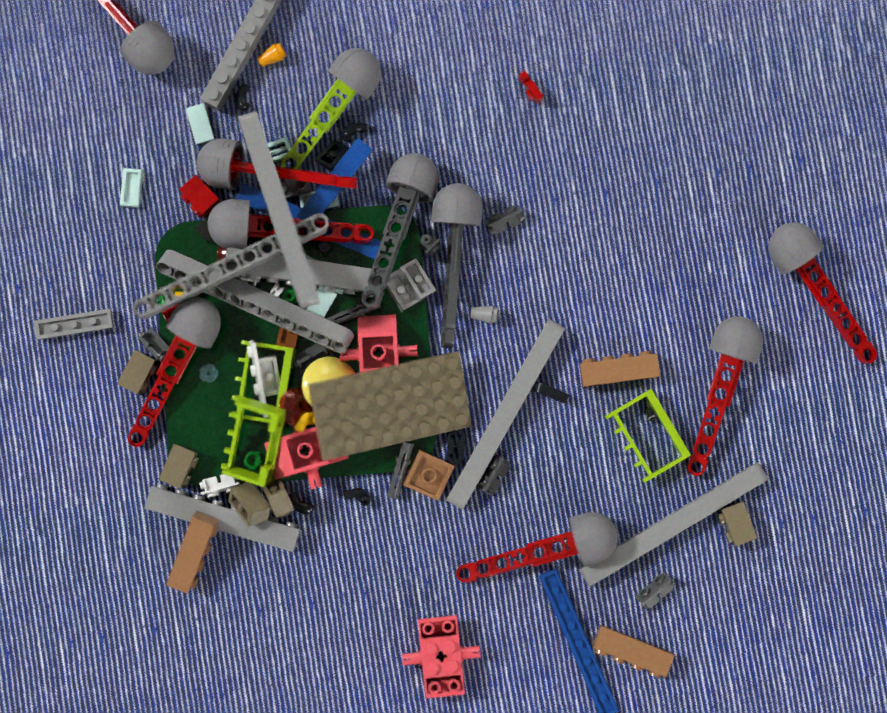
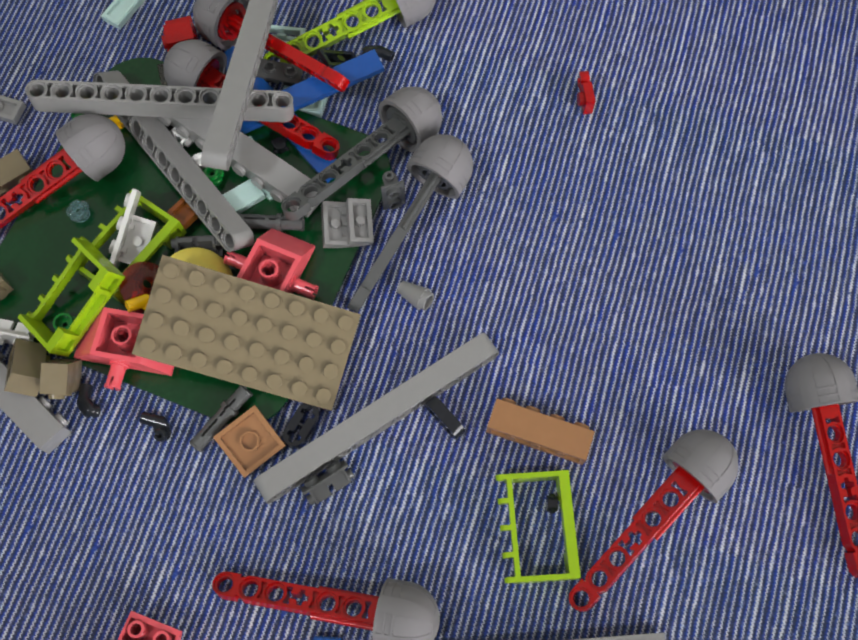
camera: 25 degrees right, 15 degrees down
(154, 344) = (41, 152): dark grey hinge -> none
(511, 215) = (480, 208): dark grey hinge -> none

